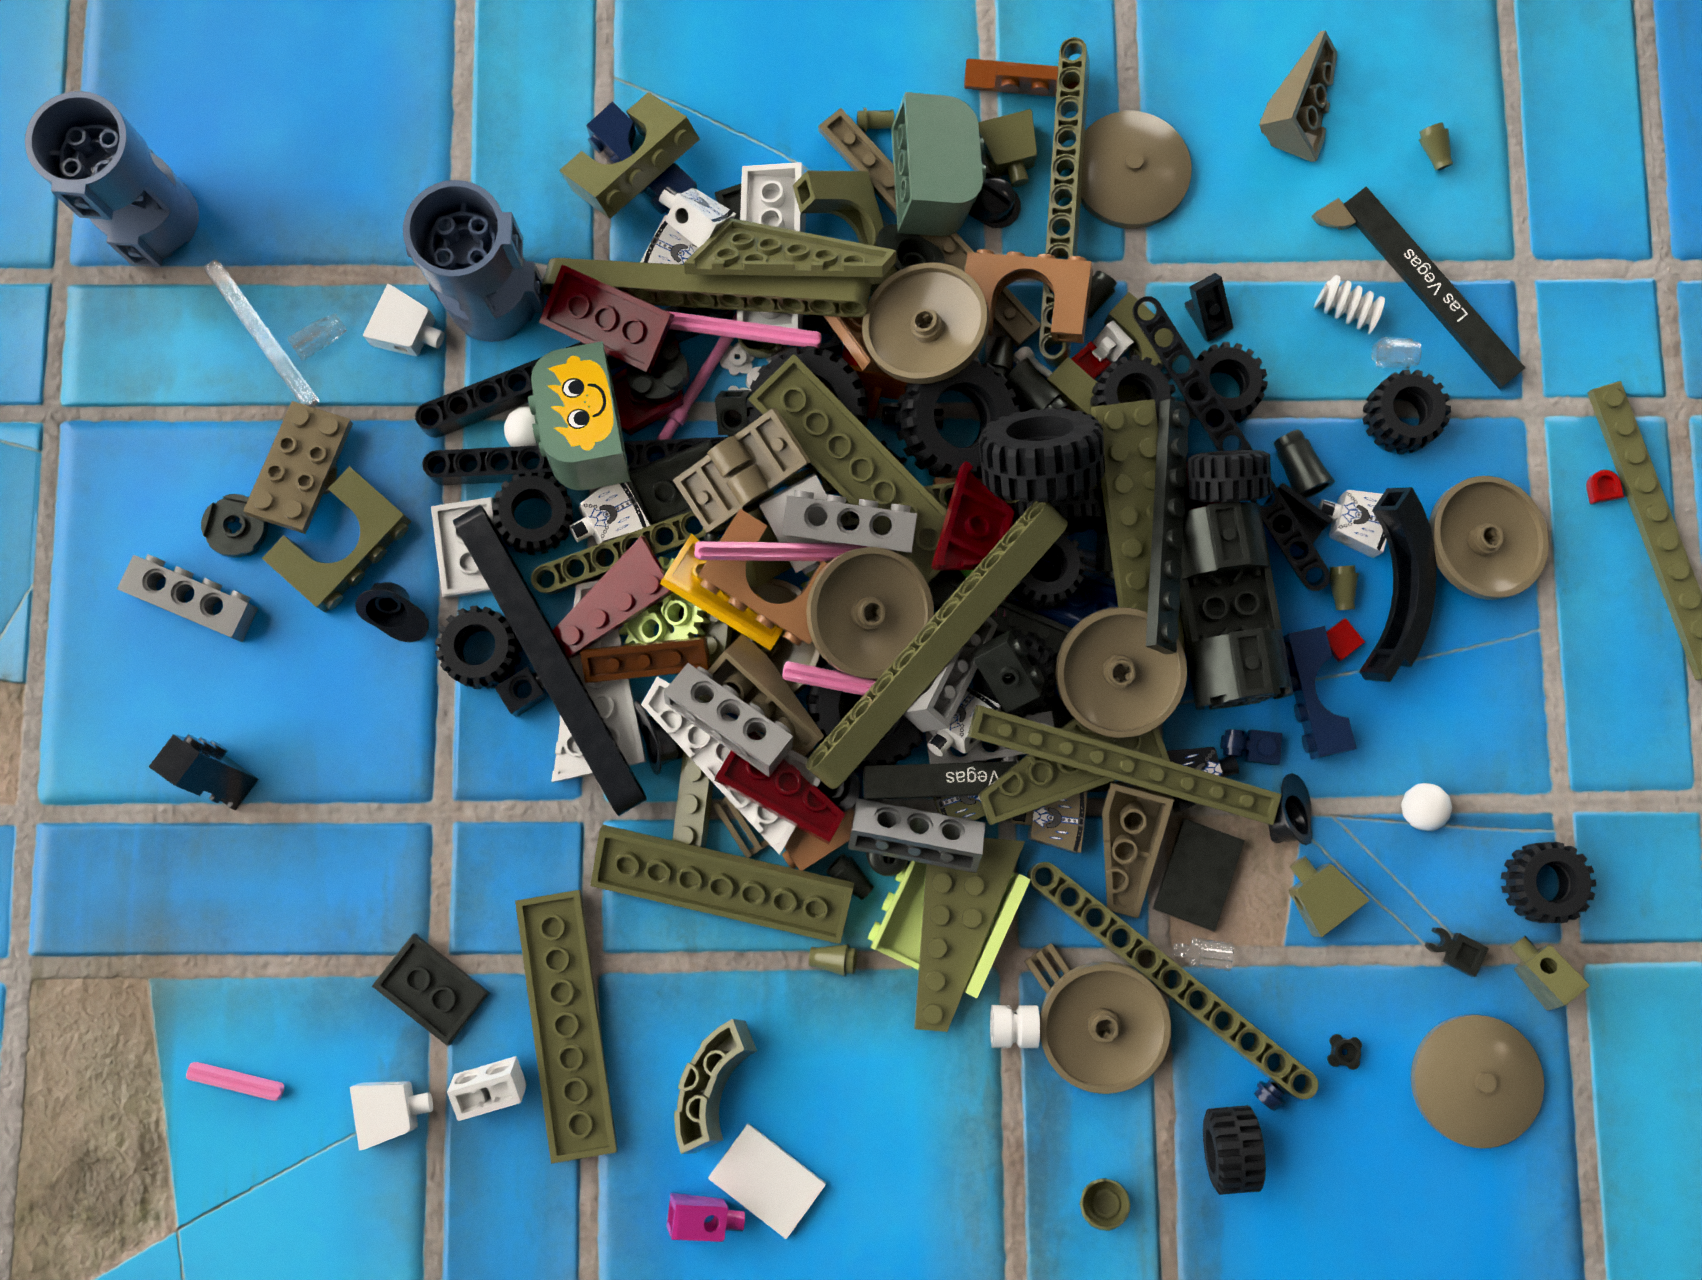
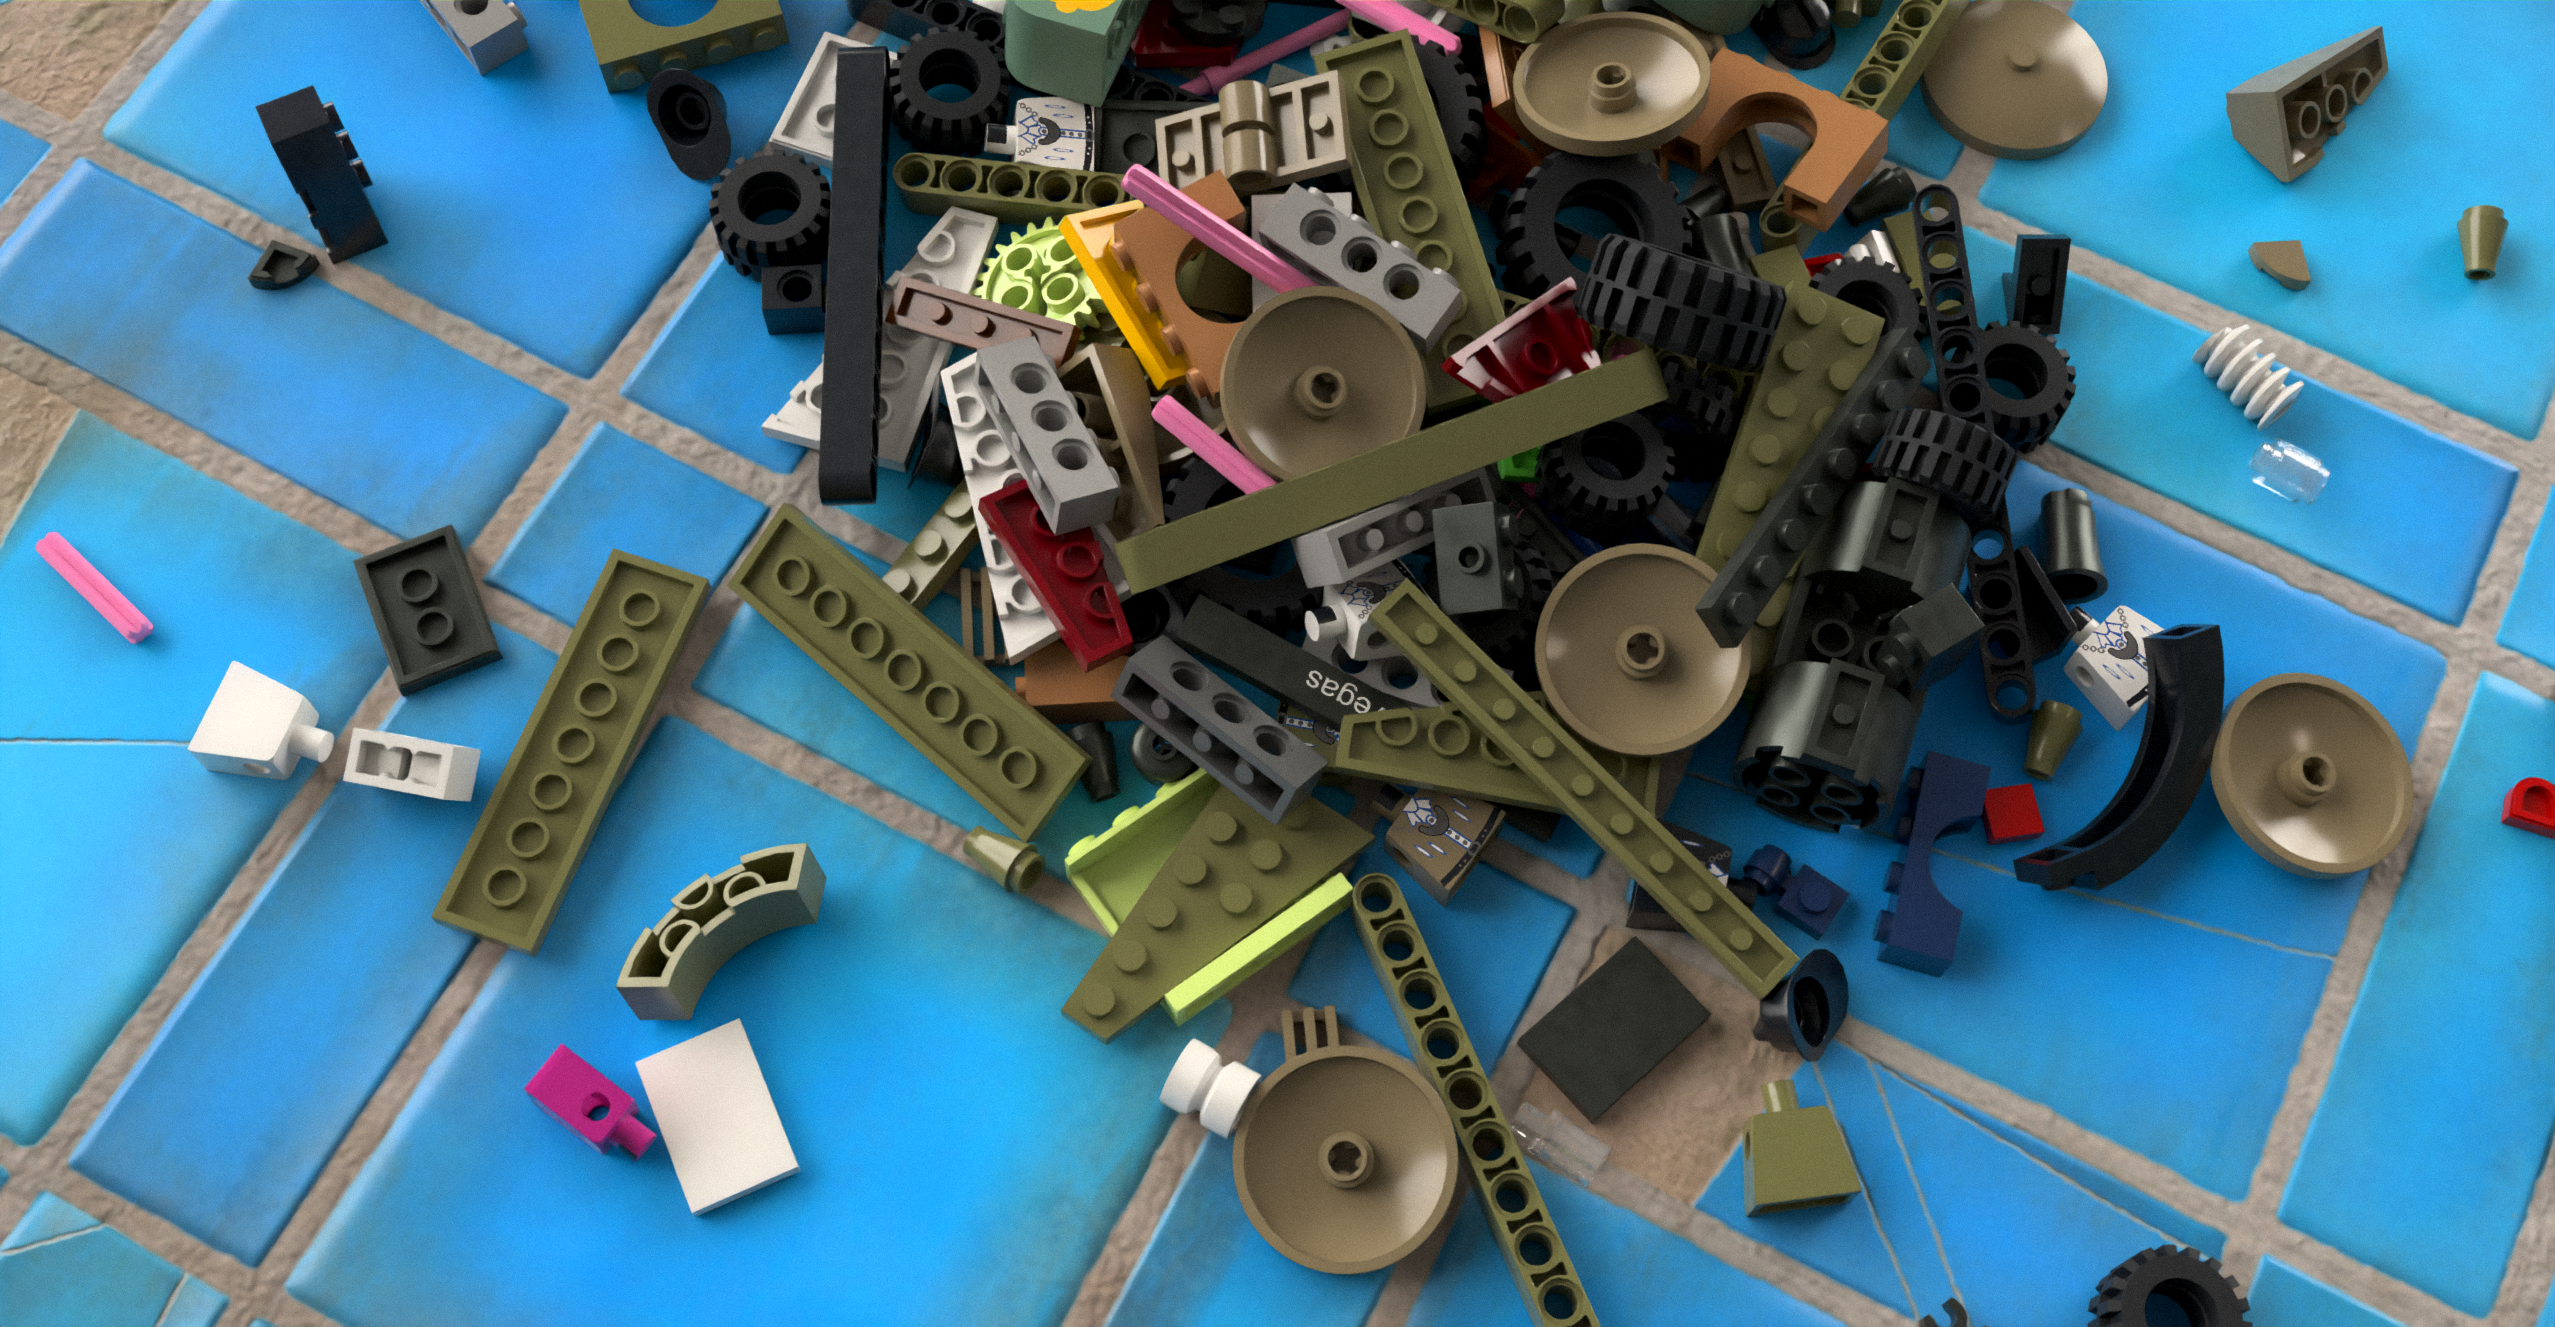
camera: 30 degrees right, 15 degrees down
(208, 830) = (282, 267): none -> pearl dark grey tile
(615, 599) = (987, 237): wing -> none
(1132, 837) = (1540, 914): dark tan wedge -> none
(1273, 593) = (1928, 641): none -> pearl dark grey brick
(1426, 399) = (2284, 521): black tyre -> none
(1426, 807) = (2025, 1116): white hair -> none
(1433, 288) = (2390, 424): pearl dark grey tile -> none

